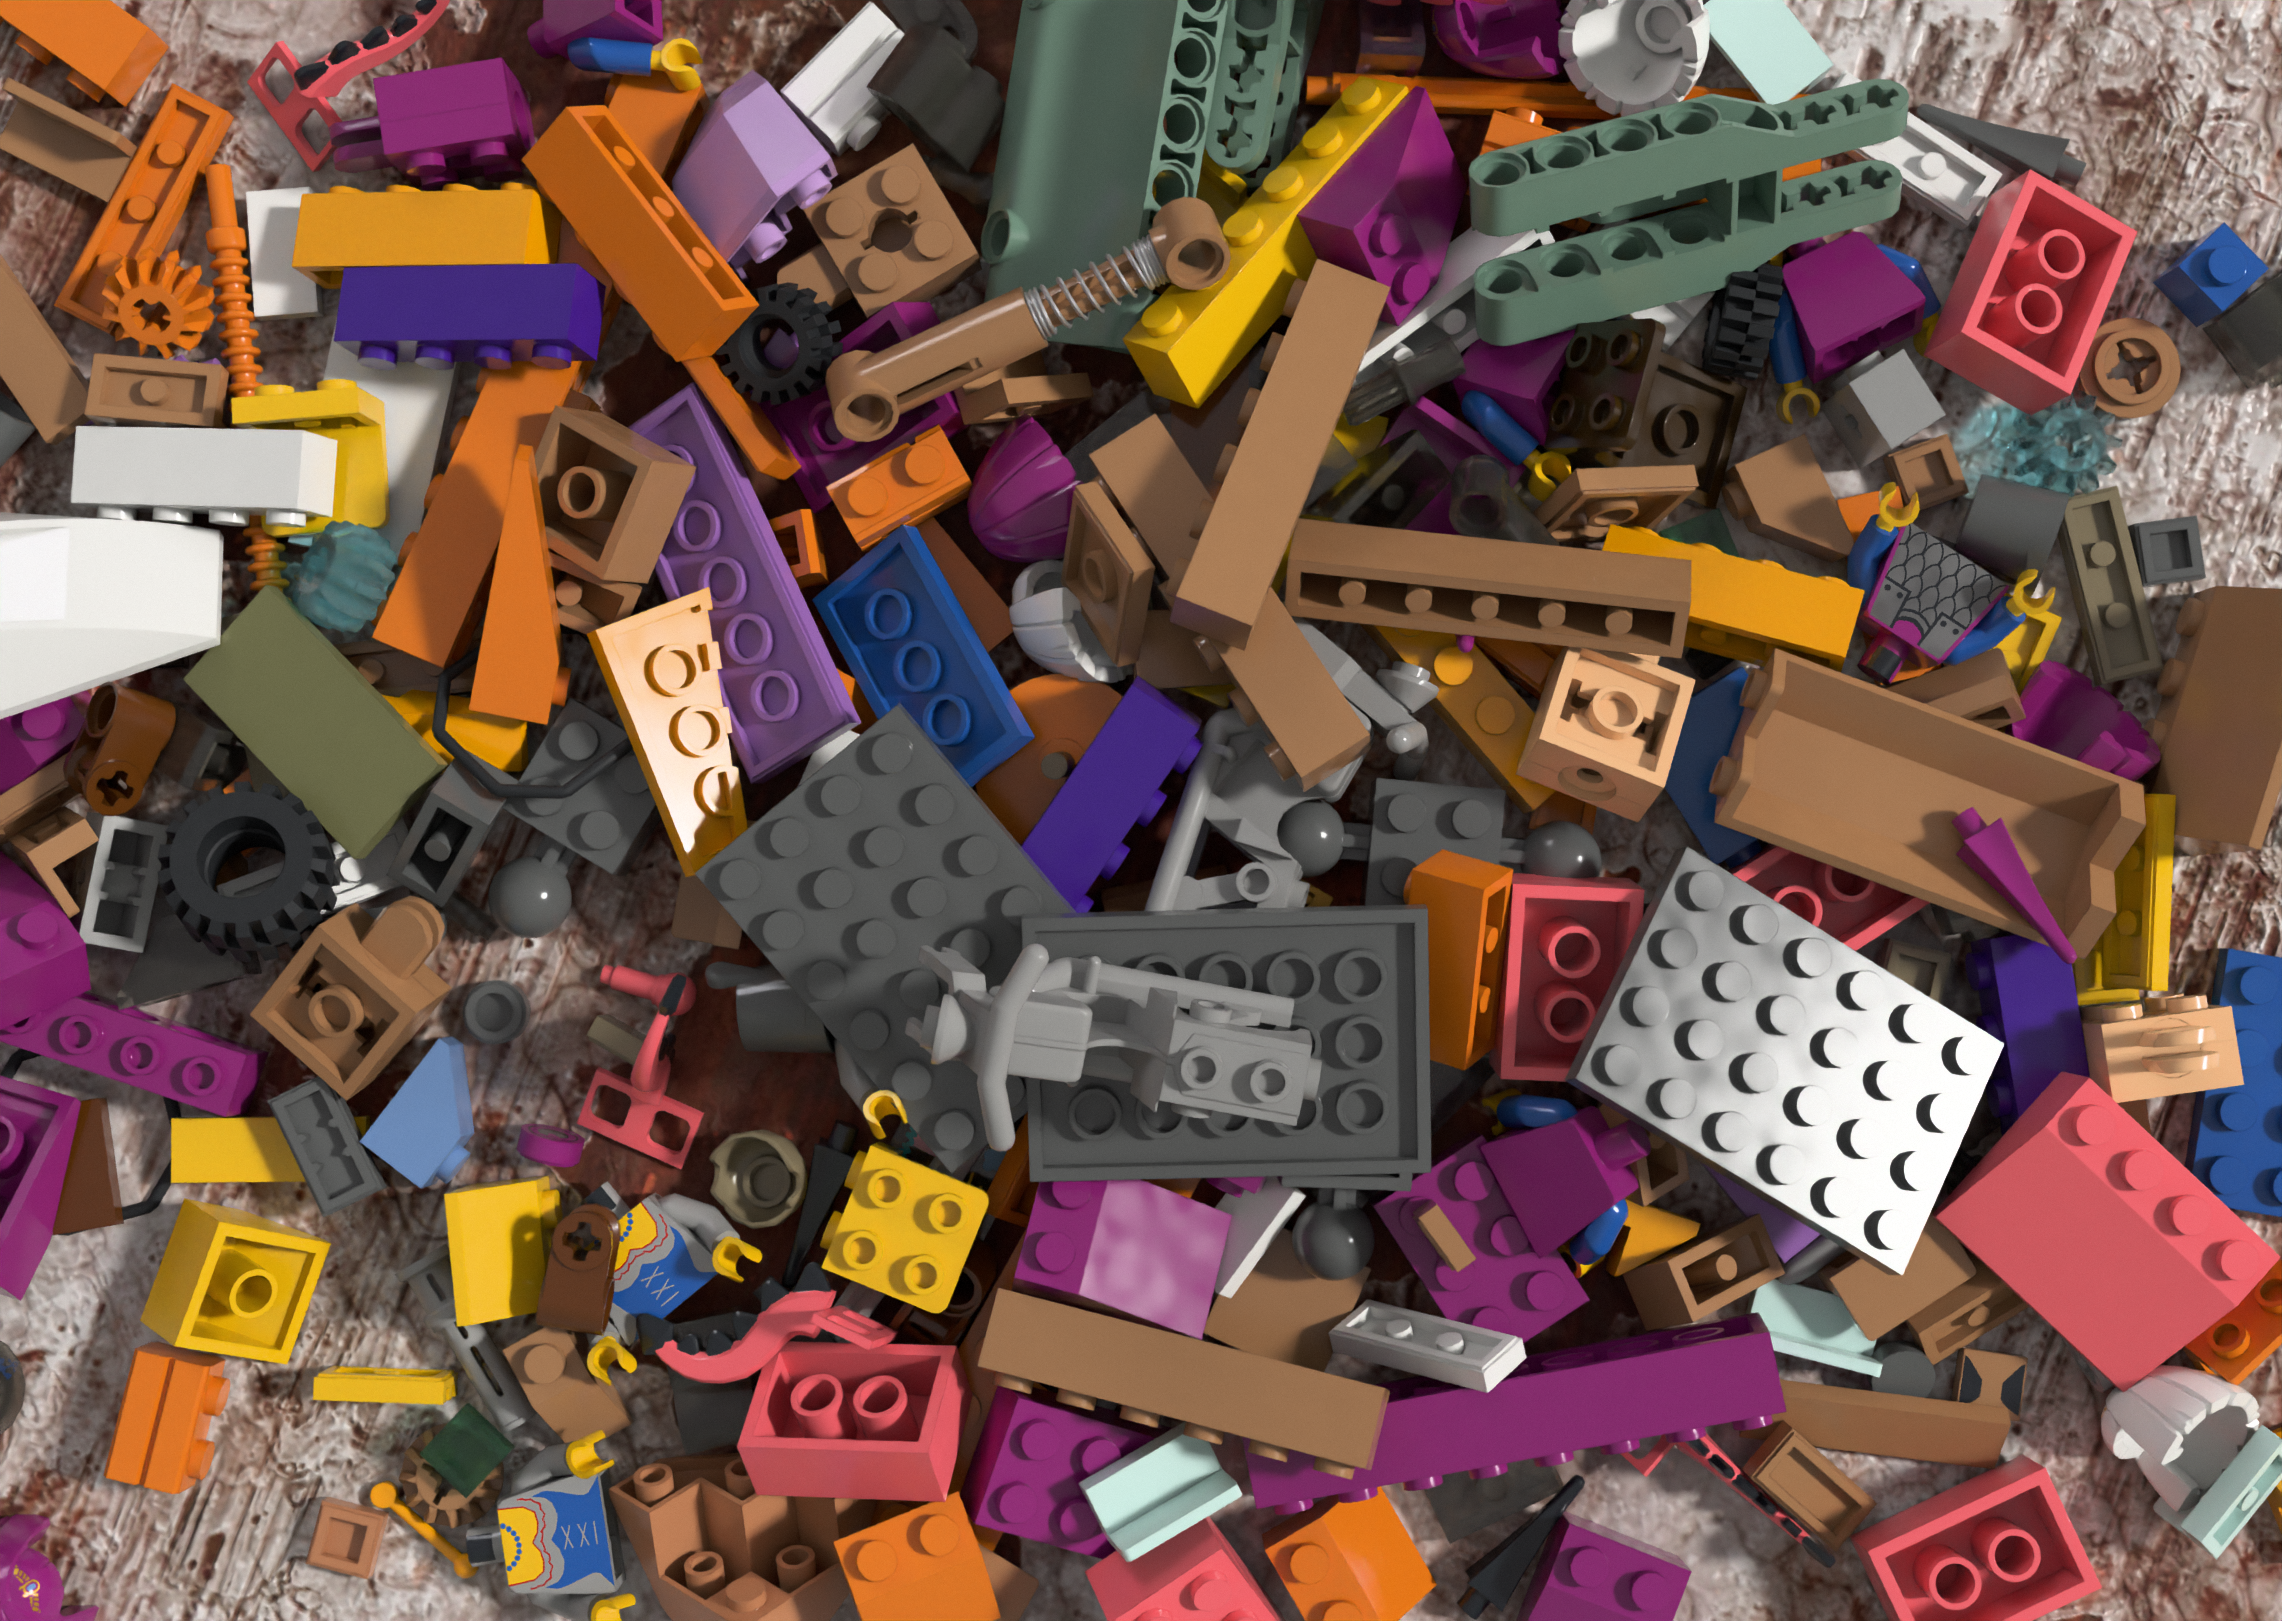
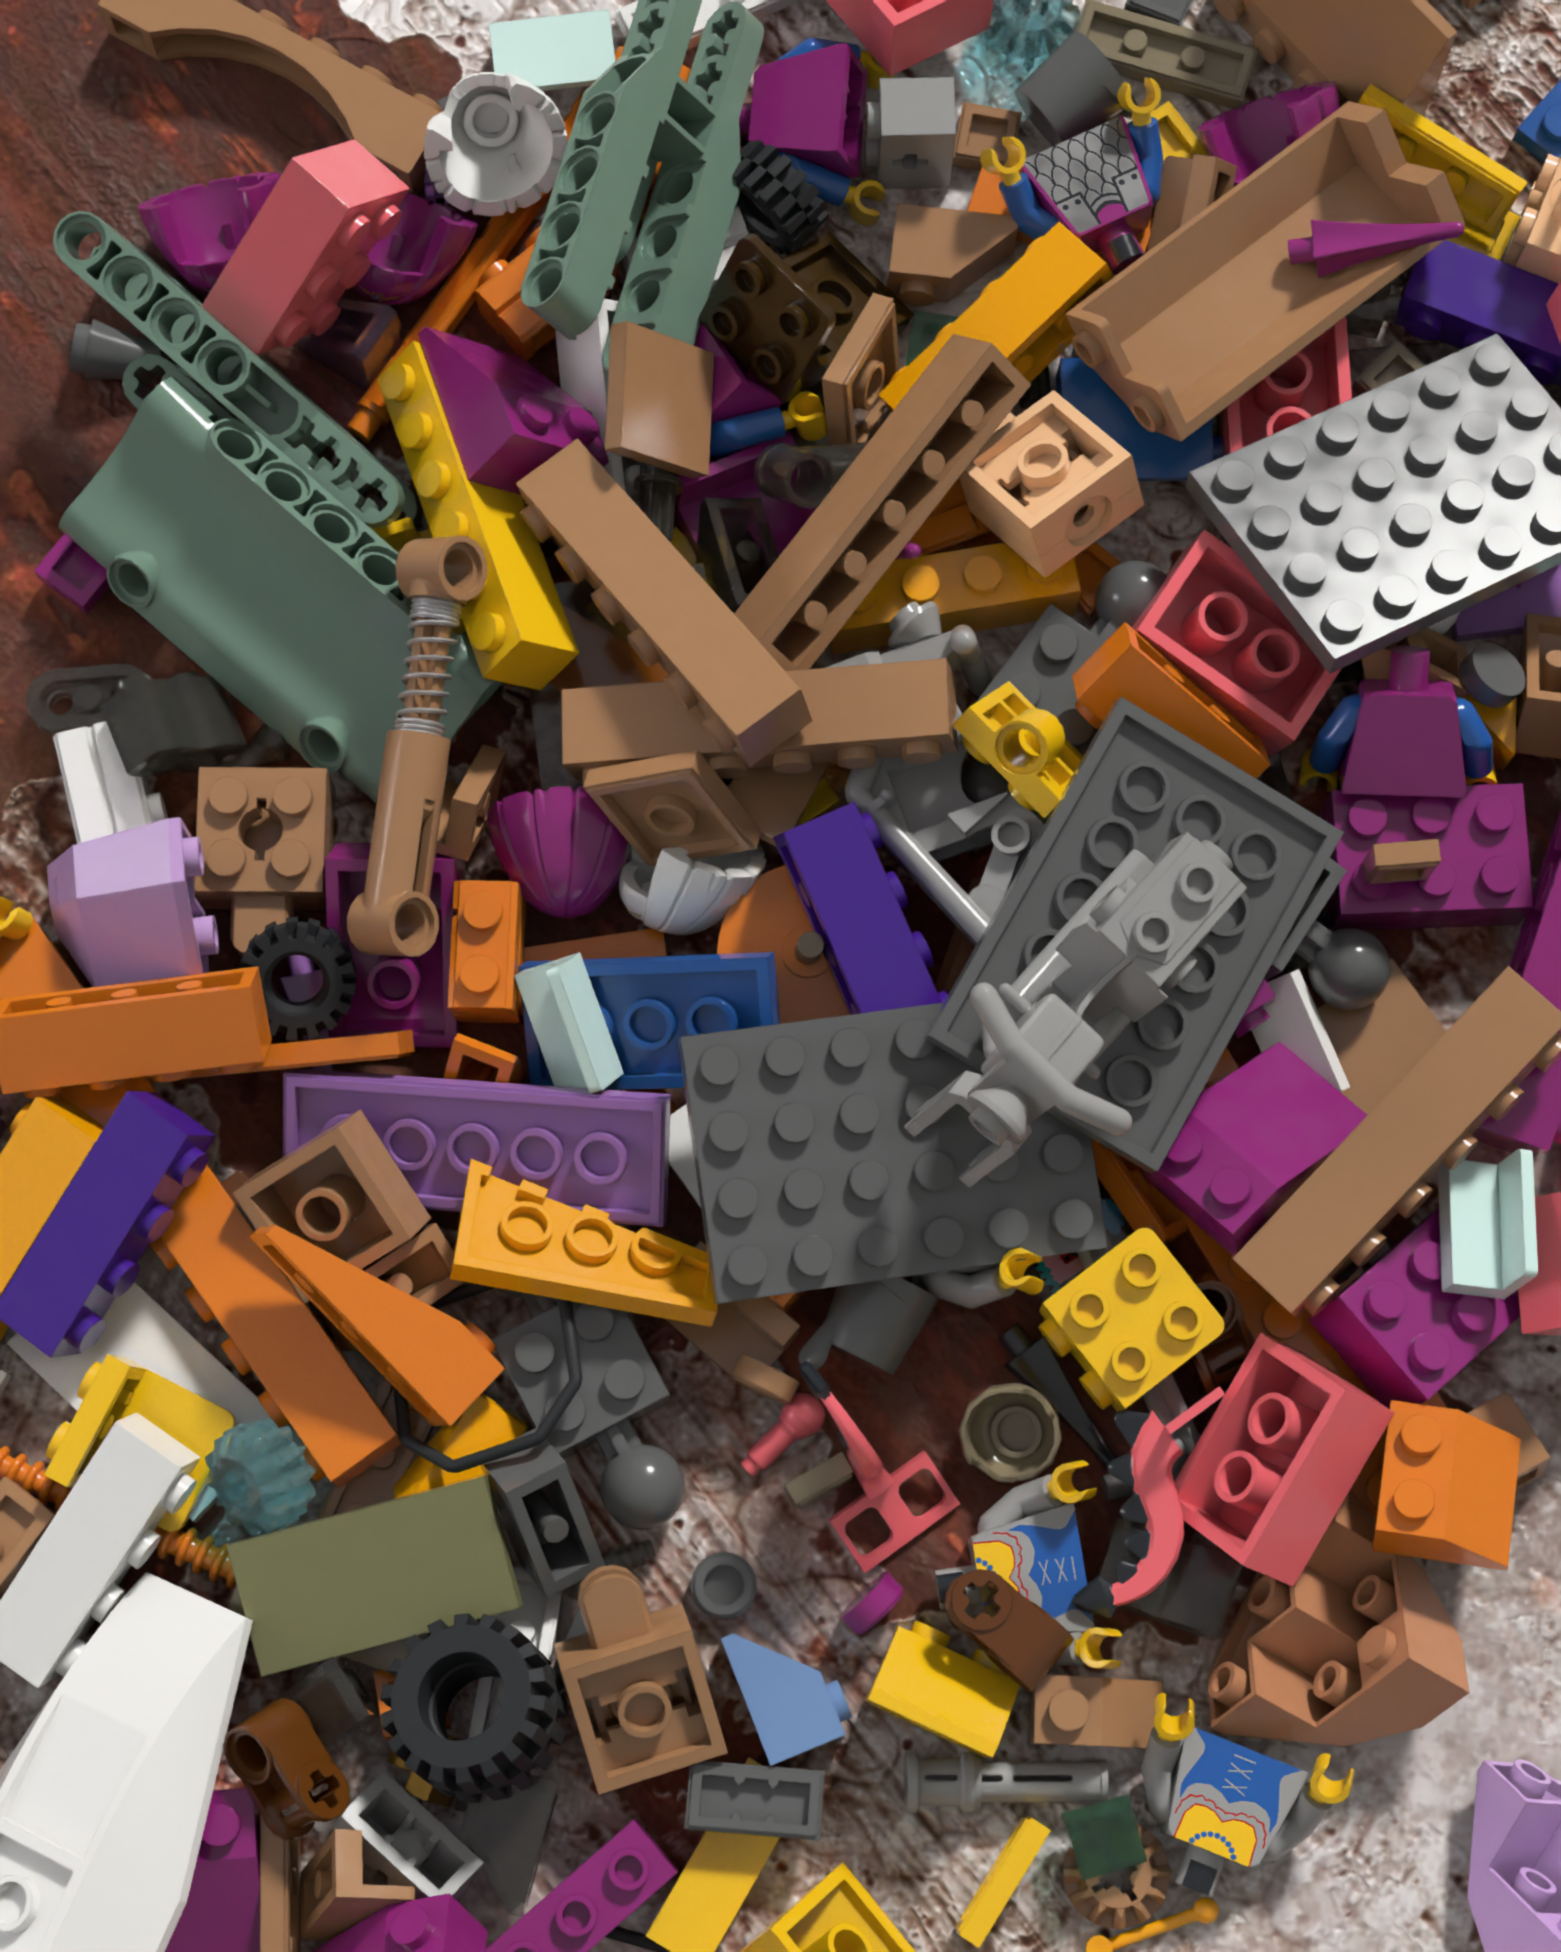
camera: 60 degrees left, 10 degrees down
(679, 945) = (764, 1380): none -> medium nougat tile
(875, 600) = (569, 1024): none -> light aqua panel
(1343, 845) = (1022, 745): none -> yellow plate
(1428, 1345) = (1486, 935): white tile -> none
(1468, 337) = (659, 400): none -> medium nougat tile
(1671, 1219) = (1492, 675): none -> dark grey tile

